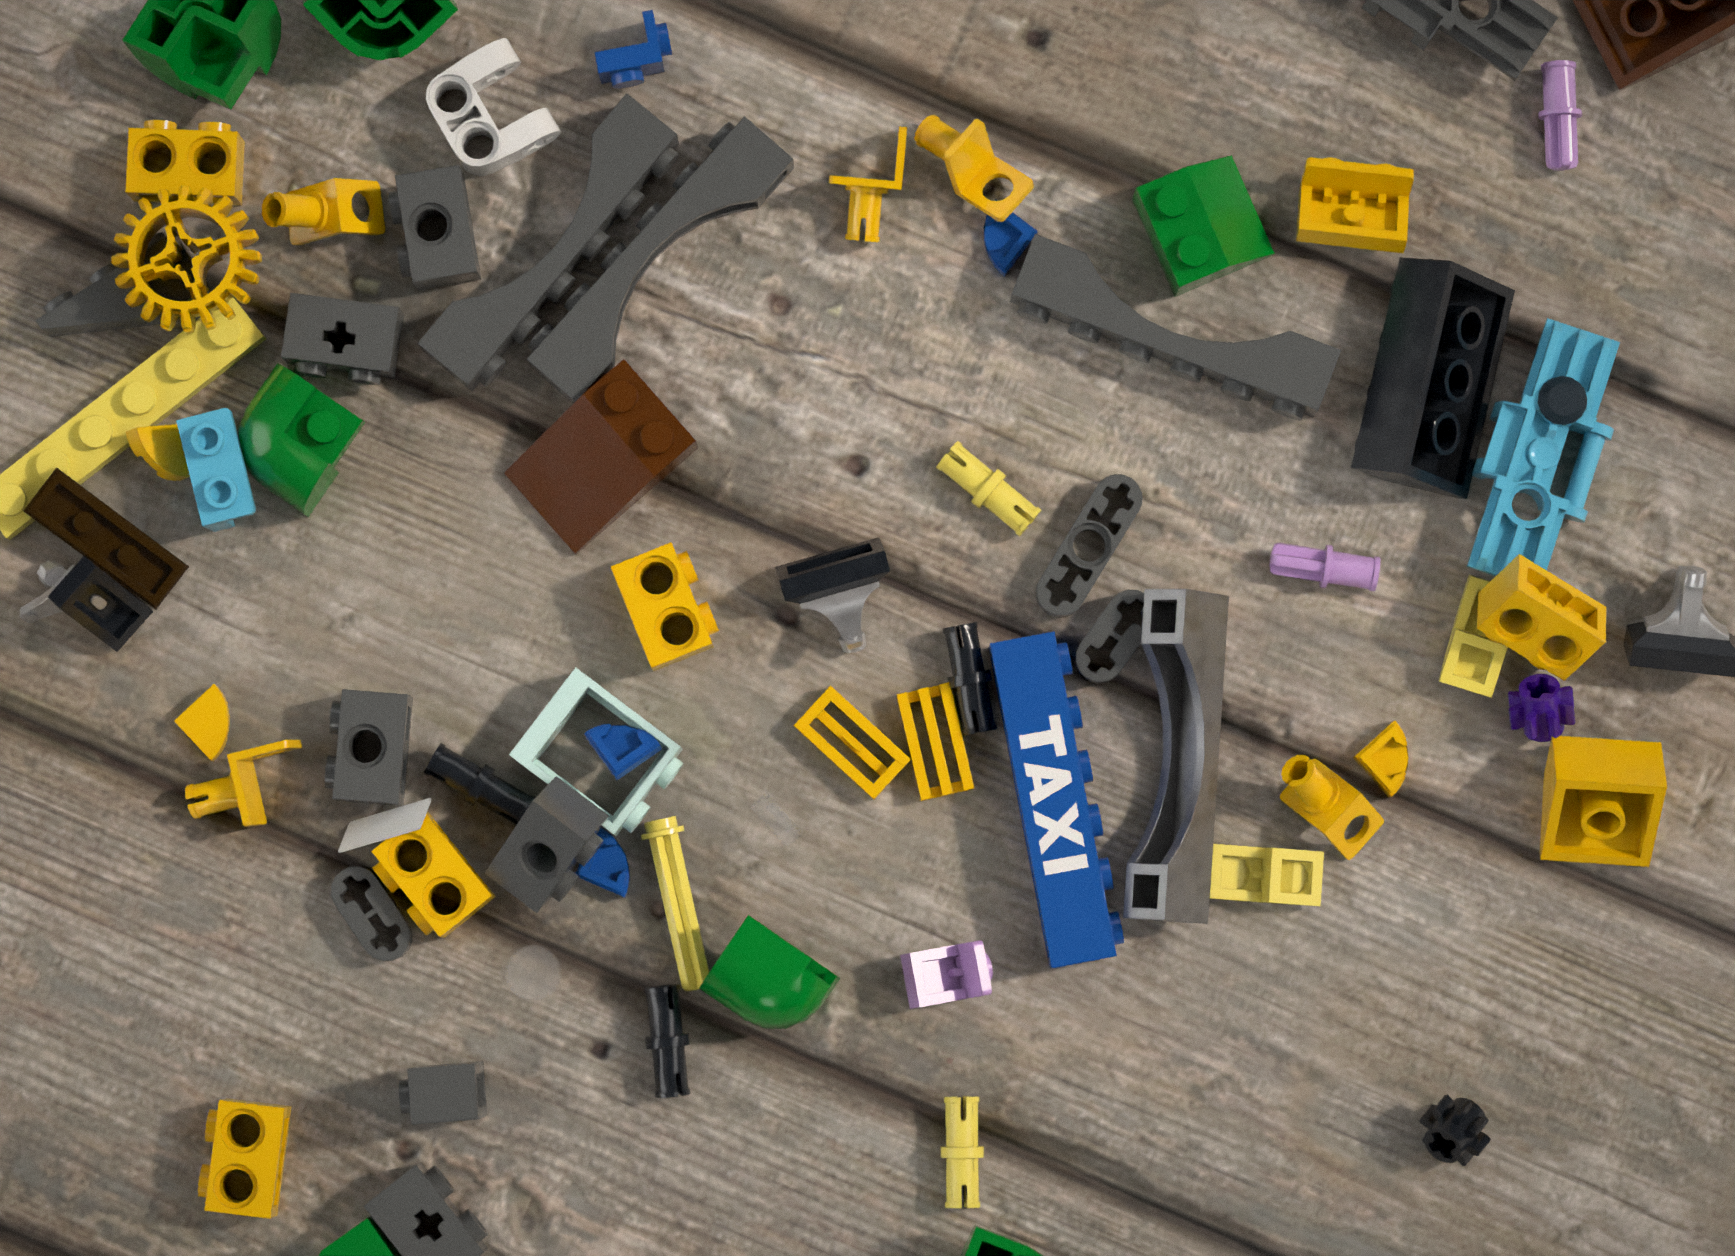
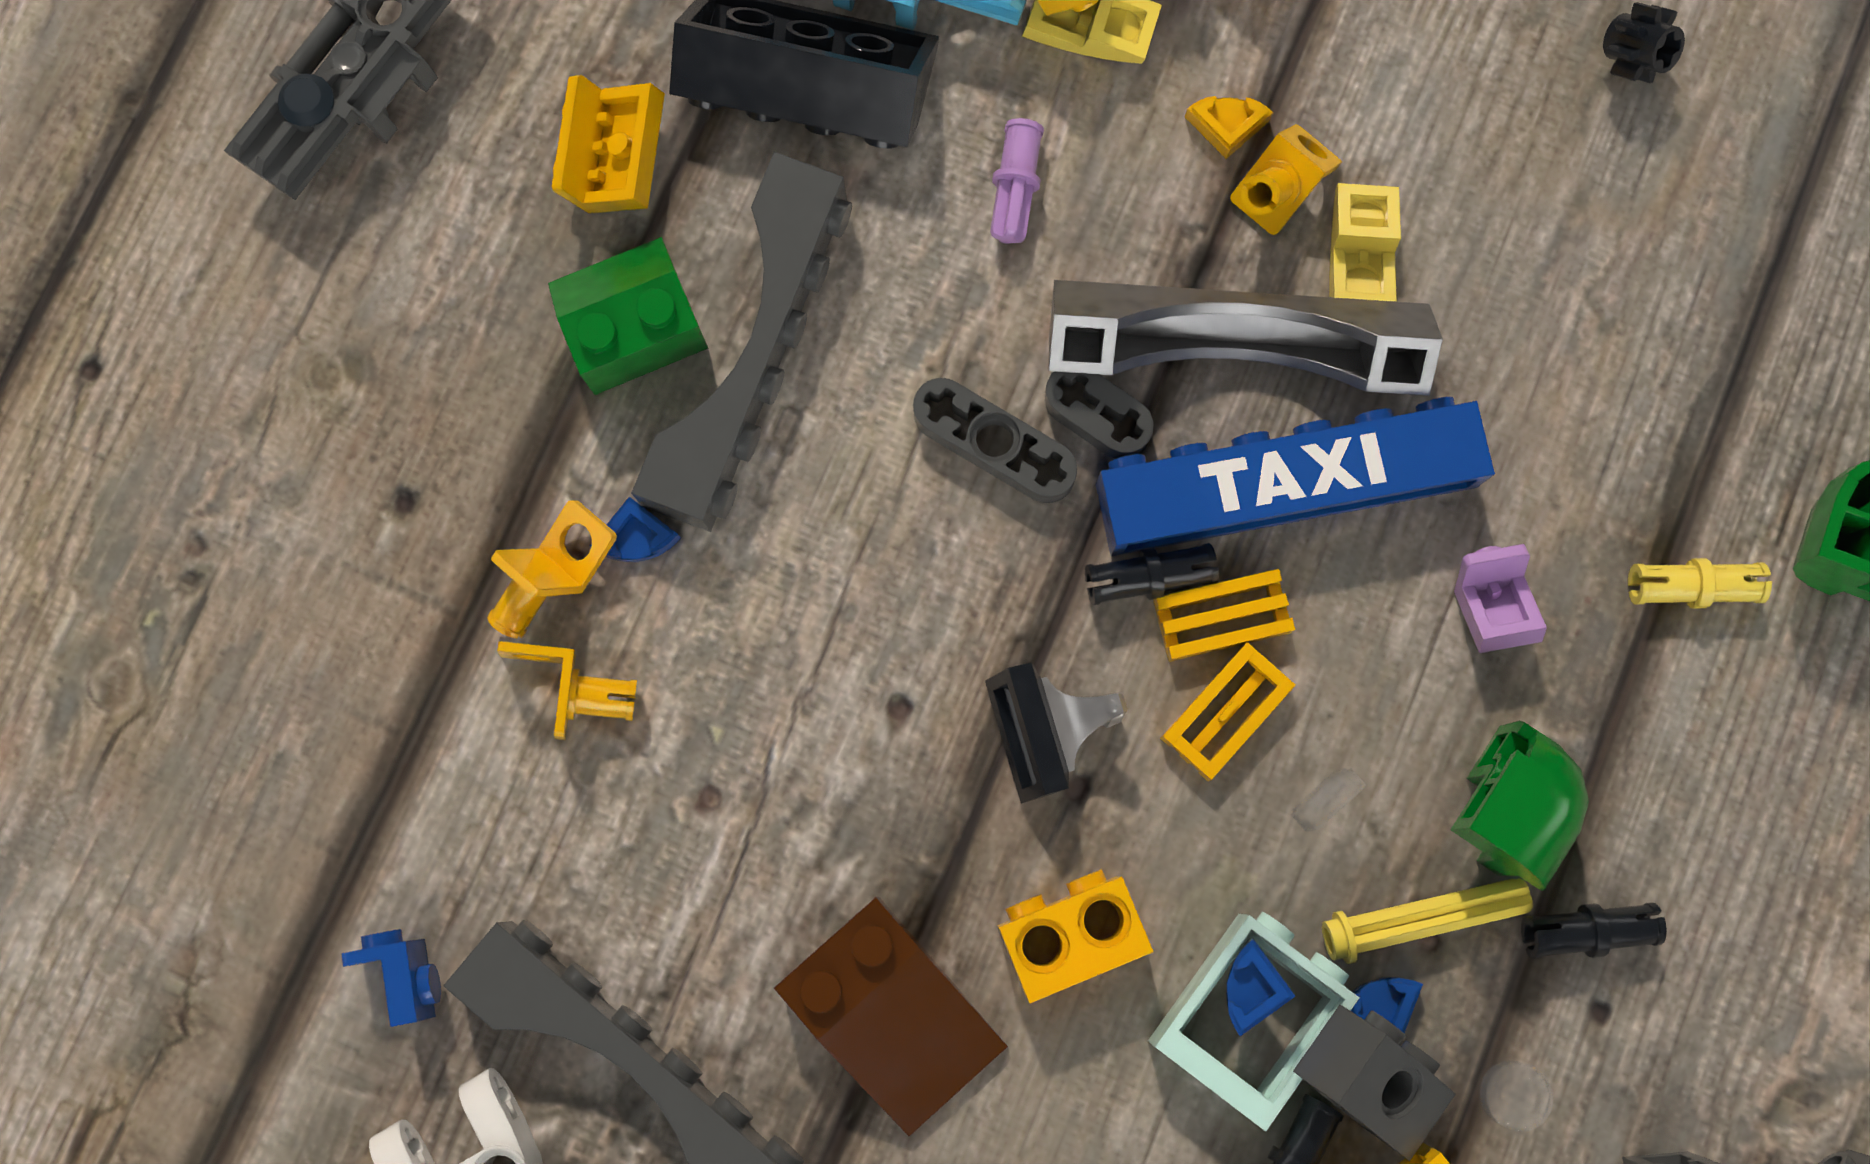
camera: 85 degrees left, 5 degrees down
(732, 179) = (556, 856): dark grey arch -> none
(988, 488) = (928, 553): light yellow pin -> none

